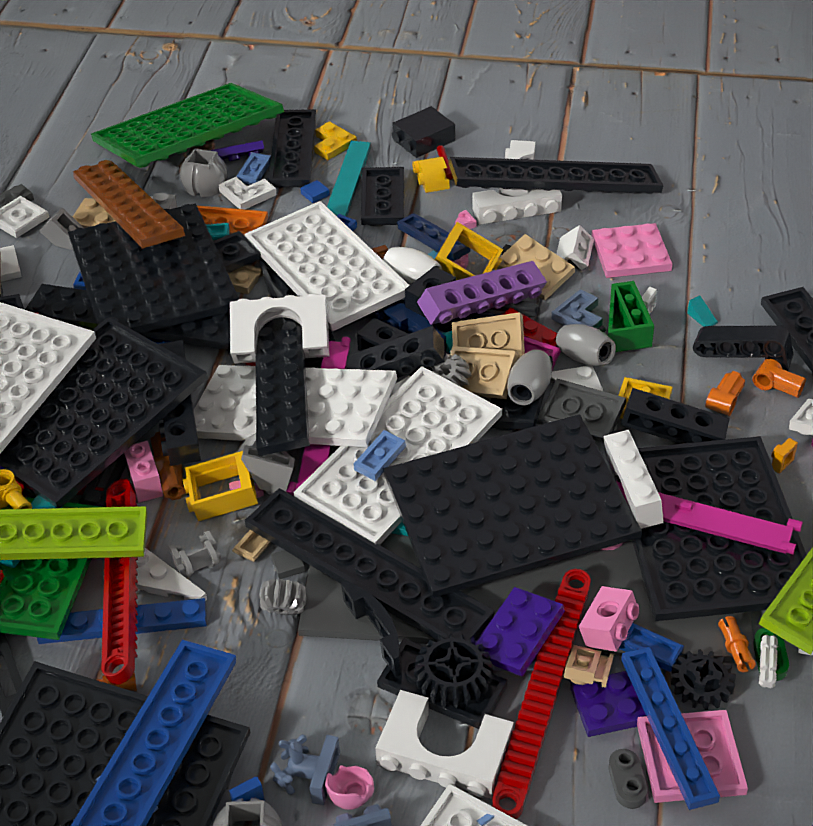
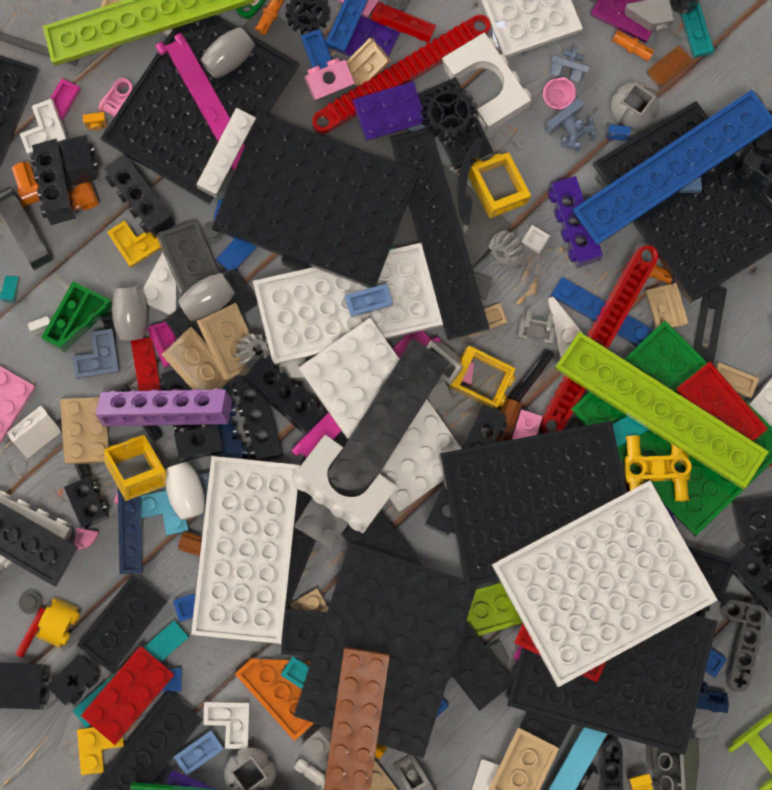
camera: 145 degrees left, 35 degrees up
(68, 656) = (666, 306): none -> tan plate
(172, 523) = (532, 375): none -> black axle
(257, 700) = (571, 190): none -> dark purple brick
(262, 638) = (535, 239): none -> white tile
(317, 634) = (508, 203): none -> yellow window
(336, 163) = (127, 695): none -> red plate
(385, 150) = (61, 683): none -> black brick
(489, 228) = (82, 504): none -> black brick
(594, 740) = (403, 22): none -> red plate
(729, 560) = (227, 52): none -> light grey piece
(757, 381) = (53, 182): none -> black brick
(757, 412) = (79, 160): none -> black brick
(790, 484) = (114, 99): none -> bright pink piece

